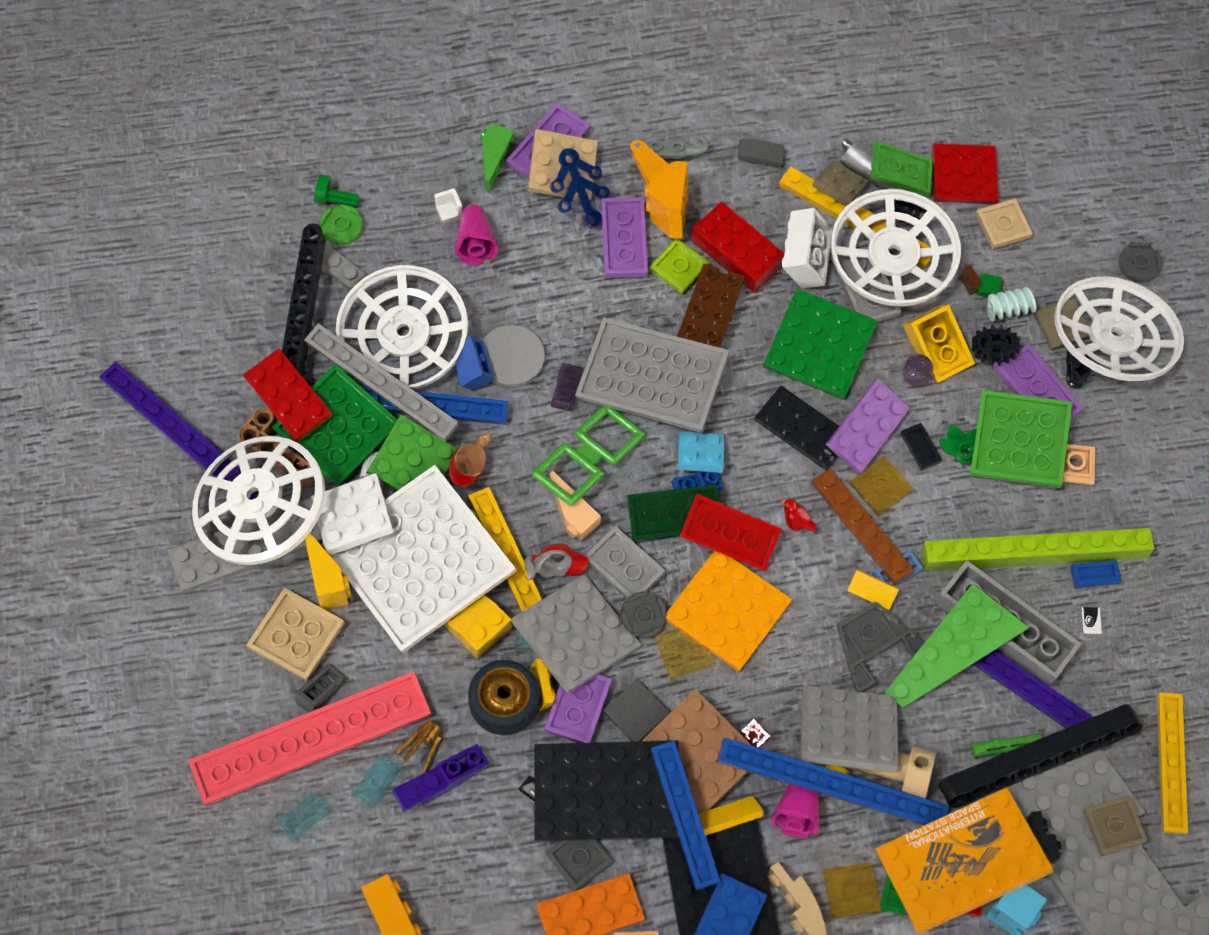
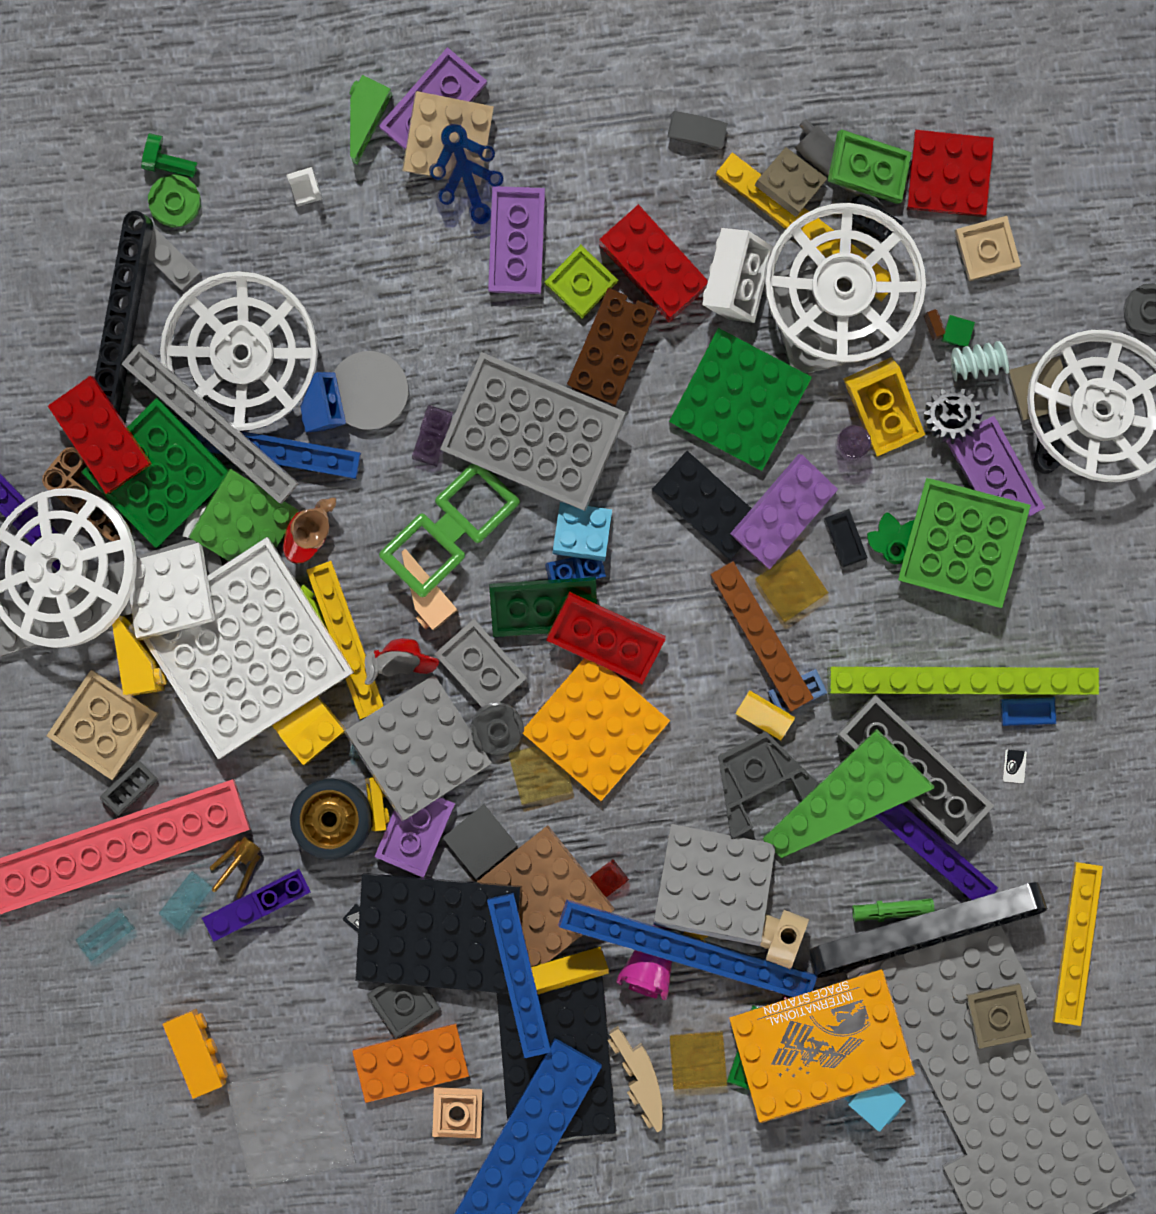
camera: 15 degrees right, 20 degrees up
(475, 237) = (333, 230): dark pink cone -> none
(666, 182) = (574, 174): light orange slope -> none
(797, 516) = (687, 622): red animal -> none
(1048, 843) = (920, 1030): black slope -> none
(1086, 471) = (1036, 586): light nougat piece -> none

